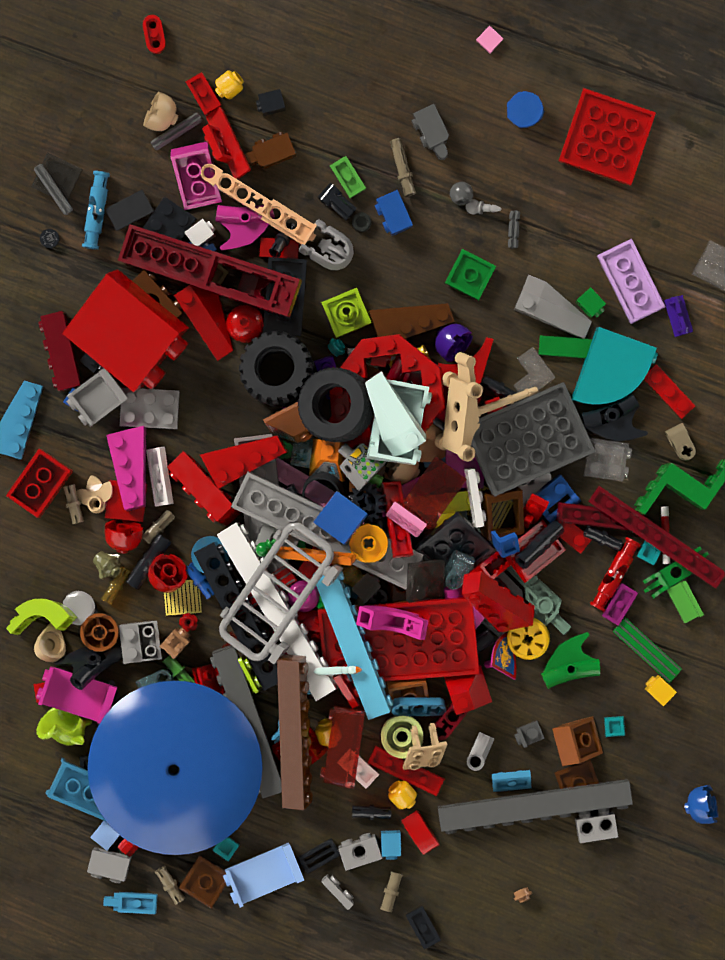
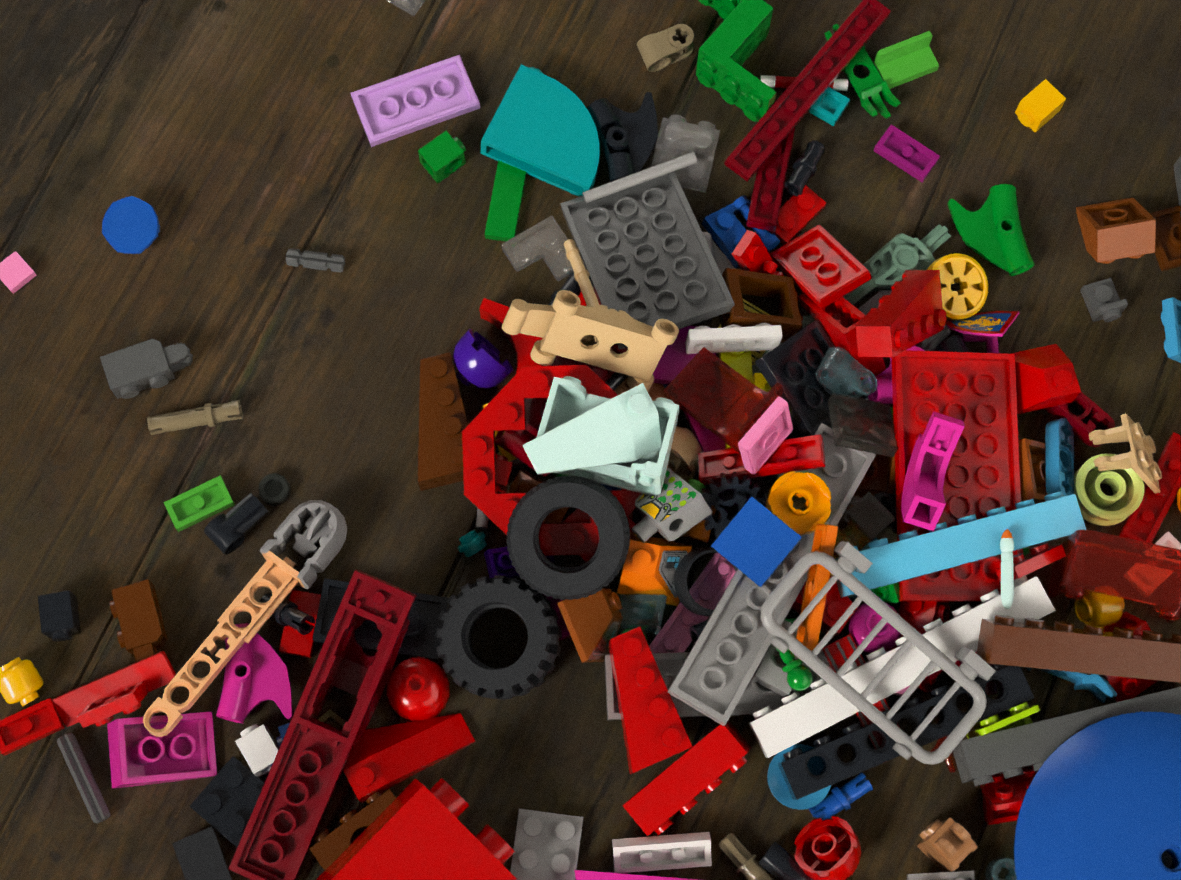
camera: 90 degrees left, 15 degrees down
(161, 113) = (47, 798): tan cylinder -> none
(177, 669) = (991, 848): bright green axle -> none
(183, 600) = (874, 829): light yellow sticker -> none
(188, 617) = (901, 827): red plate -> none
(346, 312) = (418, 523): lime plate -> none
(394, 213) = (266, 434): blue brick -> none
(461, 193) = (248, 330): dark grey piece -> none
(470, 274) = (378, 329): green plate -> none
(479, 207) = (272, 316): light grey bar -> none
(480, 749) = (1129, 374): light grey piece -> none
(505, 545) = (811, 297): blue panel -> none
(539, 544) = (812, 251): black axle -> none
(550, 307) = (439, 222): light grey wedge -> none
(584, 432) = (639, 177): none -> light grey bar
(607, 136) = (190, 114): red plate -> none
(614, 726) = (1092, 177): teal tile -> none
(621, 562) = (848, 148): red piece -> none
(647, 650) = (977, 121): green tile -> none
(668, 391) = (590, 59): red plate -> none
(678, 315) = (475, 38): dark purple hinge -> none

